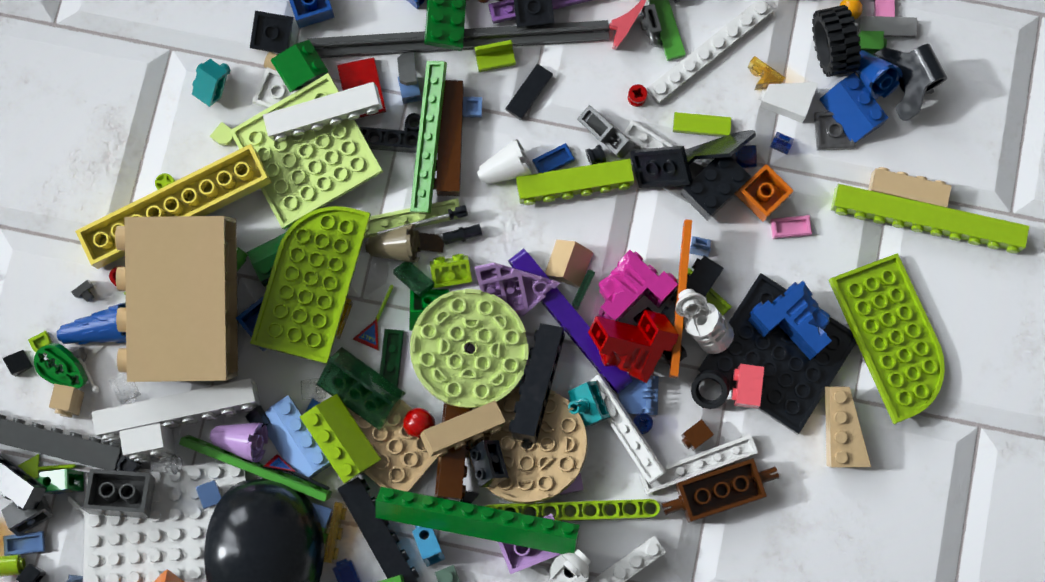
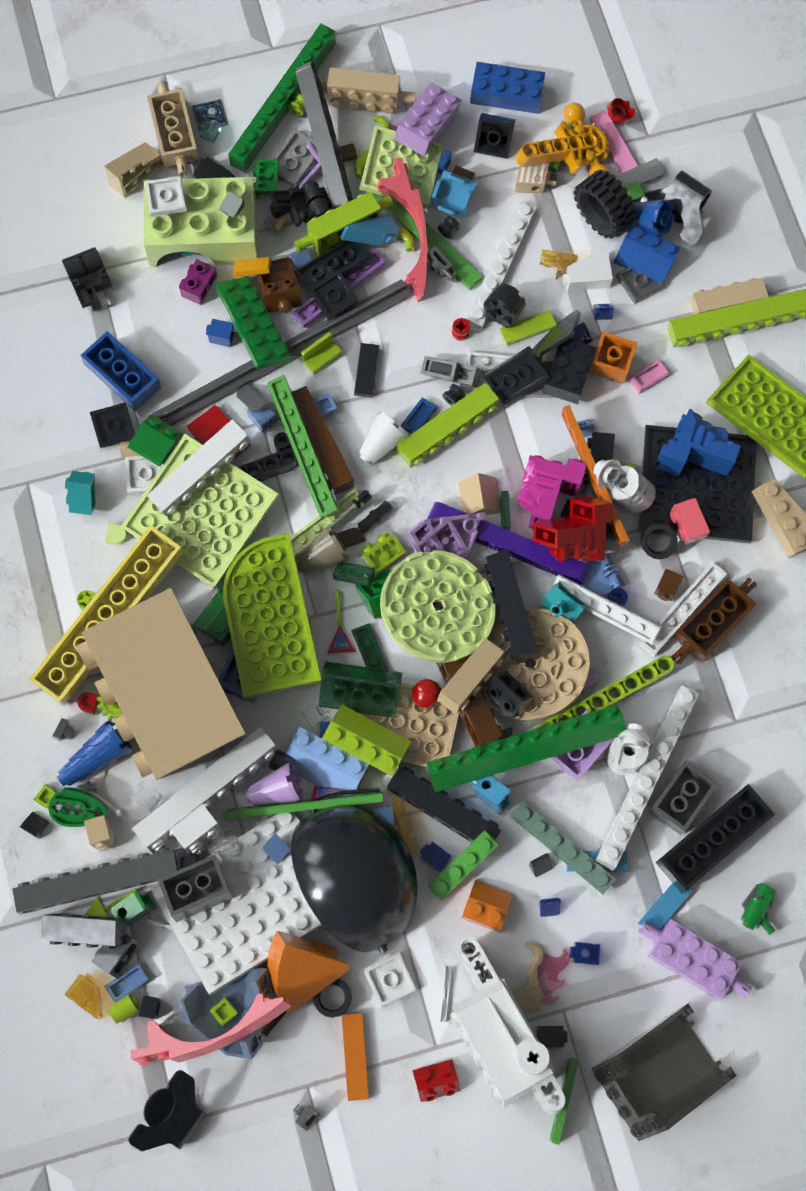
camera: 30 degrees left, 5 degrees down
(687, 93) = (504, 305): none -> black brick

